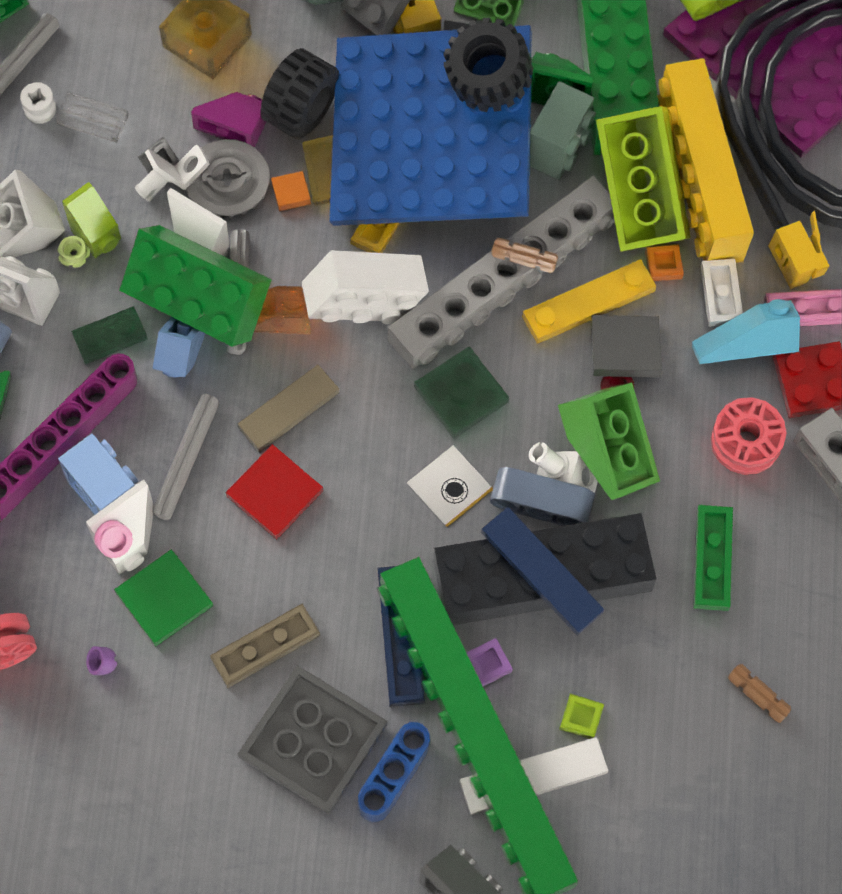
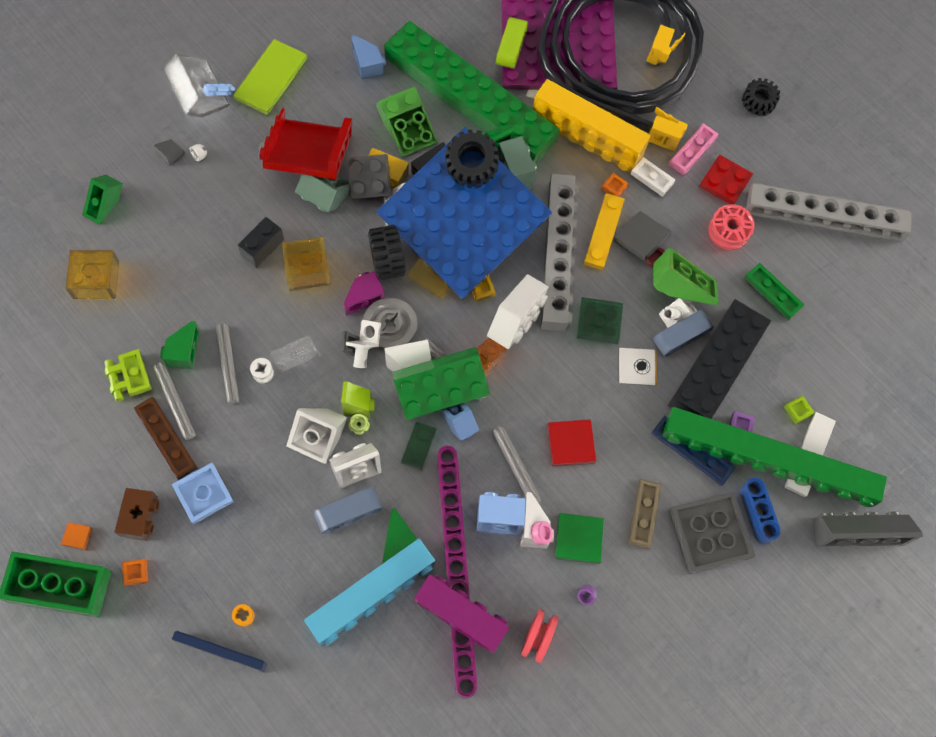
camera: 50 degrees left, 0 degrees up
(288, 408) = (535, 400): dark tan tile -> none
(291, 191) = (424, 302): orange tile -> none
(524, 255) = (565, 233): medium nougat axle -> none
(542, 571) = (729, 361): dark blue tile -> none
(643, 178) = (577, 153): lime slope -> none
(757, 332) = (687, 181): medium azure slope -> none
(759, 693) = (852, 329): medium nougat axle -> none

